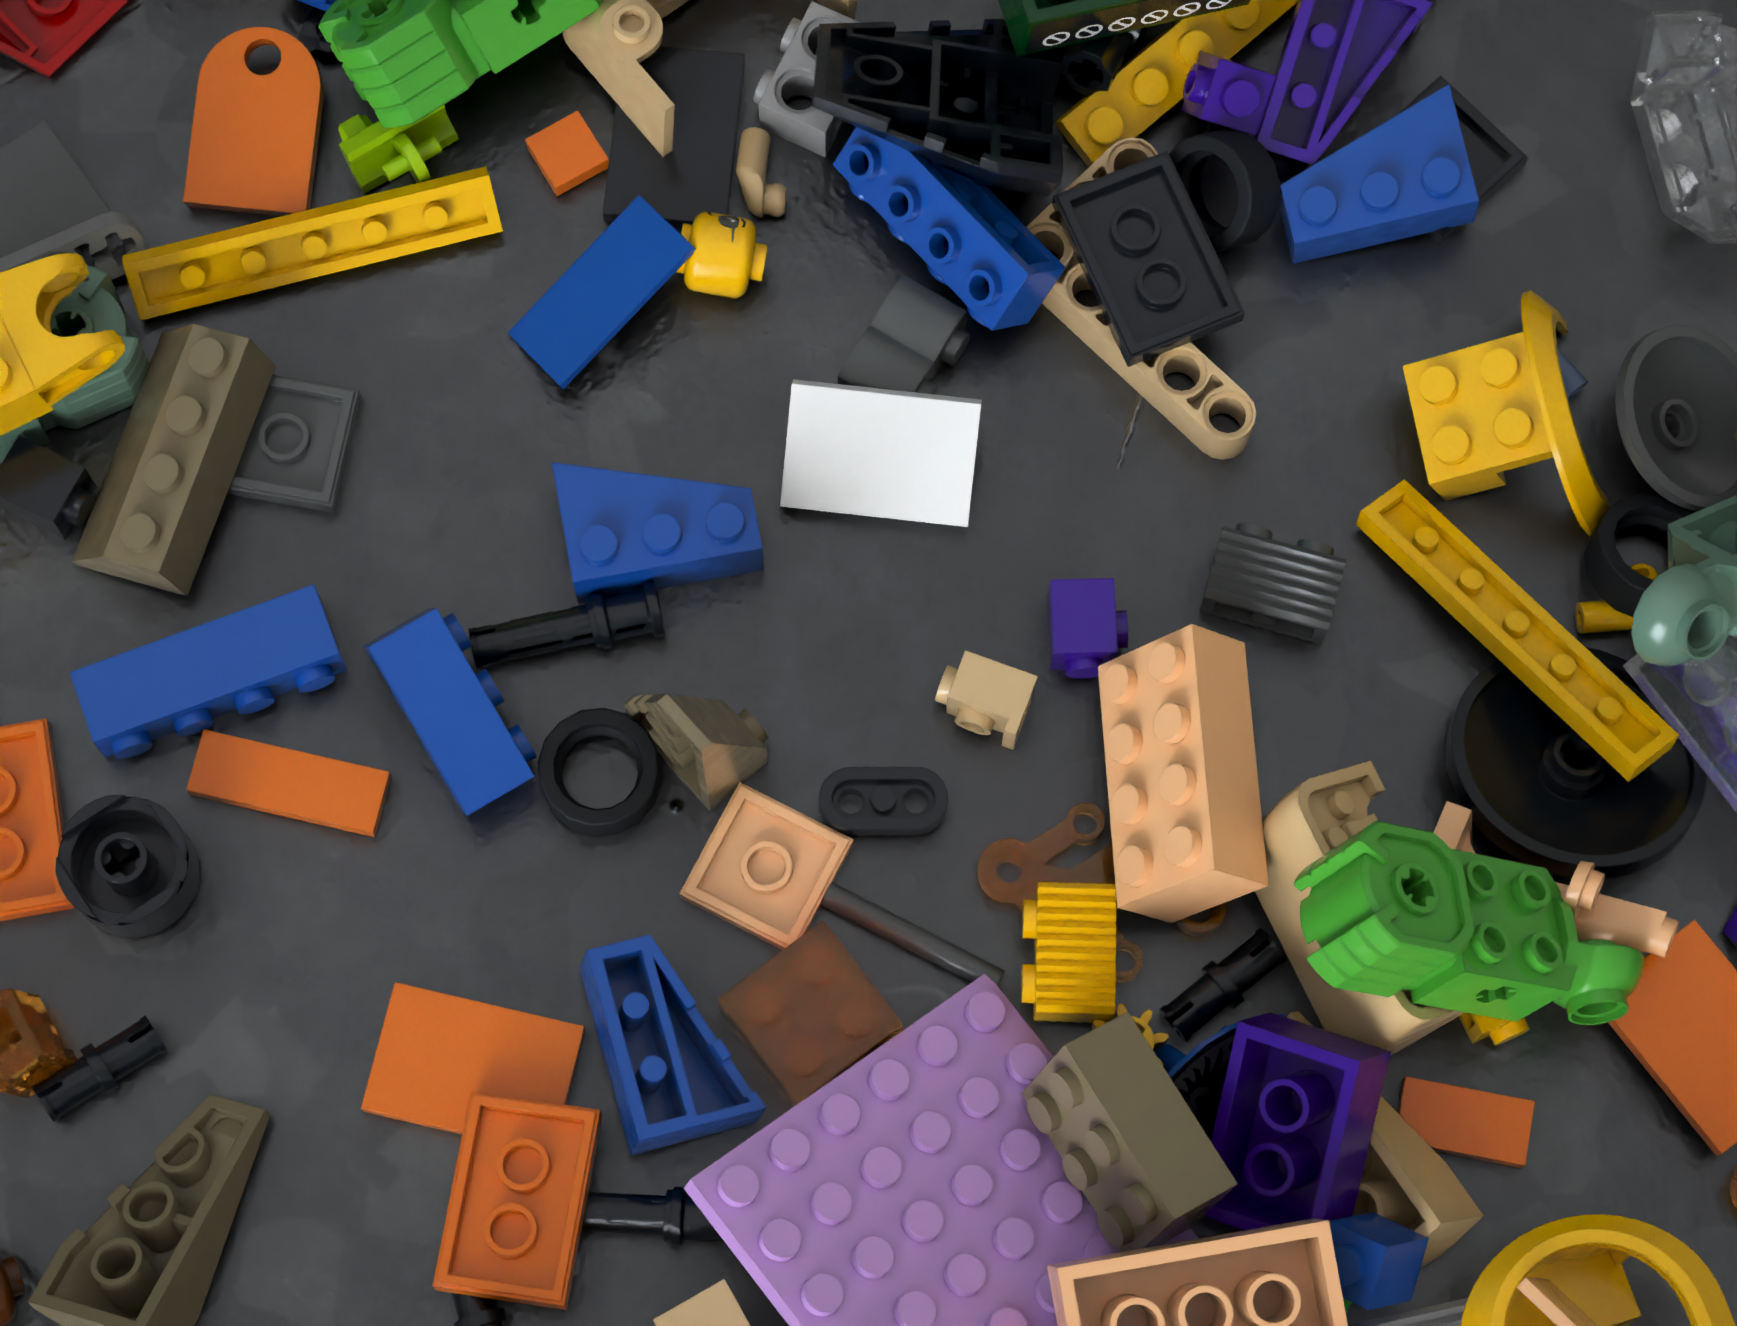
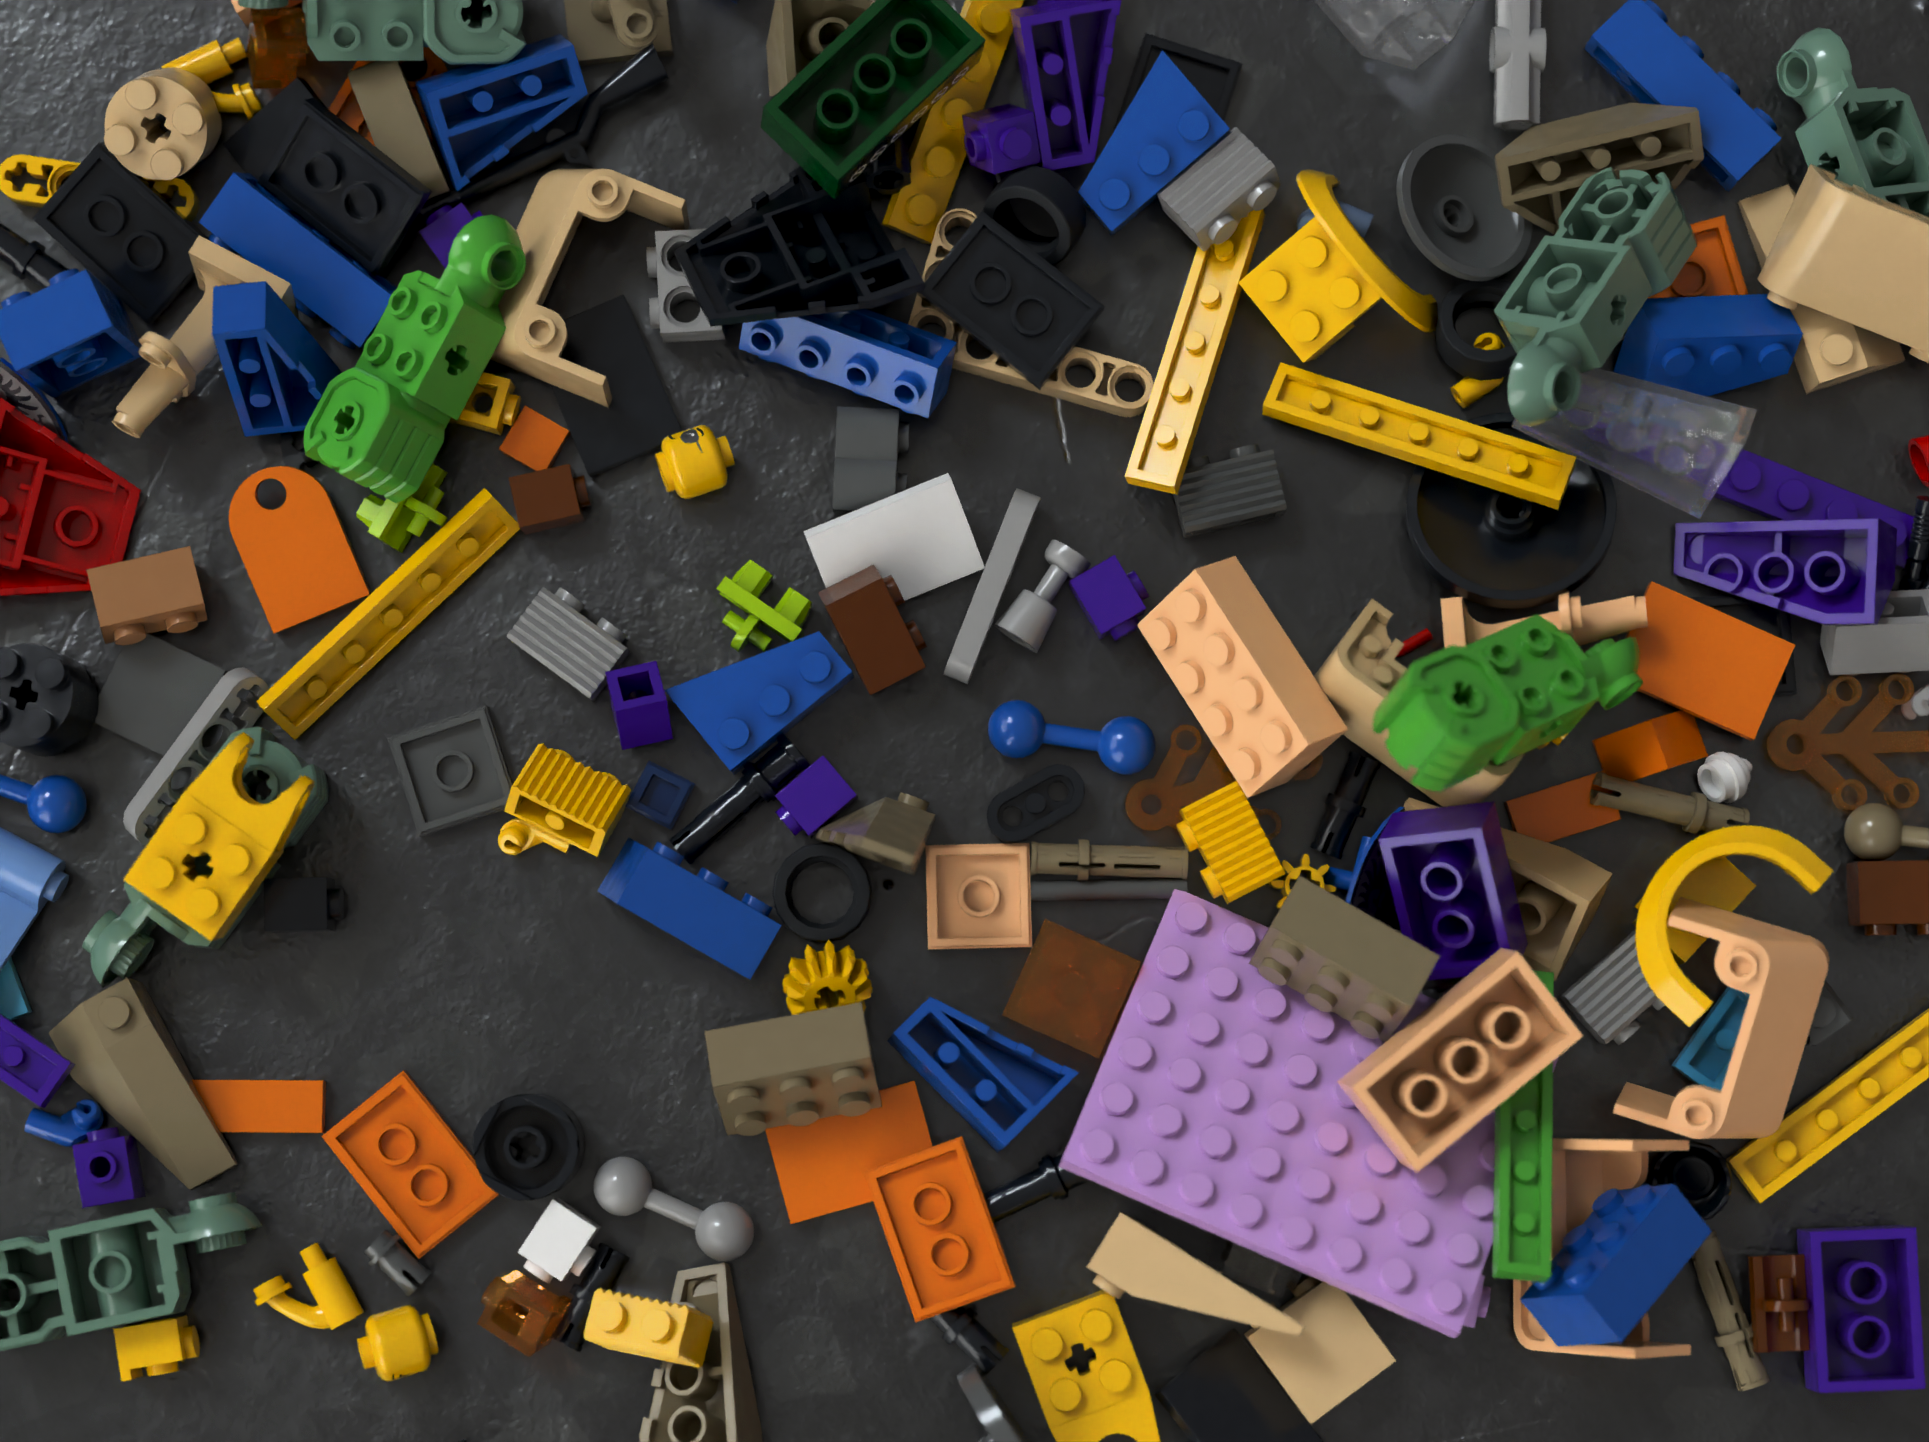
camera: 25 degrees left, 10 degrees up
(75, 91) = (147, 596): none -> medium nougat brick
(100, 989) = (559, 1243): none -> white brick
(139, 1130) = (648, 1327): none -> yellow brick
(176, 458) = (384, 832): dark tan slope -> none
(208, 673) = (501, 974): blue brick -> none
(282, 1070) = (721, 1230): none -> light grey piece
(289, 783) = (604, 1021): orange tile -> none
(332, 544) = (519, 836): none -> yellow arm
(385, 527) = (568, 799): none -> yellow brick
(457, 934) = (793, 1069): none -> dark tan brick
(482, 369) = (569, 642): none -> light grey brick
(487, 580) = (660, 795): none -> dark blue tile
(515, 481) = (639, 705): none -> dark purple brick
(541, 66) = (504, 406): none -> yellow brick
(547, 214) = (549, 498): none -> reddish brown brick
(563, 857) = (826, 980): none -> yellow gear
(601, 291) = (624, 536): blue piece -> none
(647, 661) = (814, 798): none -> dark purple brick
(696, 416) = (744, 593): none -> lime hips
(751, 173) = (680, 383): tan arm -> none
(810, 520) = (873, 629): none -> reddish brown brick
(929, 904) = (1108, 860): none -> dark tan pin
(964, 548) = (992, 586): none -> light grey beam
(987, 696) = (1068, 688): tan brick -> none
(992, 597) = (1032, 612): none -> light grey piece
(1012, 789) = (1122, 744): none -> blue piece
(1318, 410) = (1191, 359): none -> yellow plate
(1376, 1259) = (1557, 949): blue brick -> none
(1434, 263) = (1220, 190): none -> light grey brick
(1575, 1166) = (1690, 811): none -> dark tan pin
(1599, 1104) = (1651, 746): none -> orange slope
(1666, 1181) = (1724, 777): none -> white plate

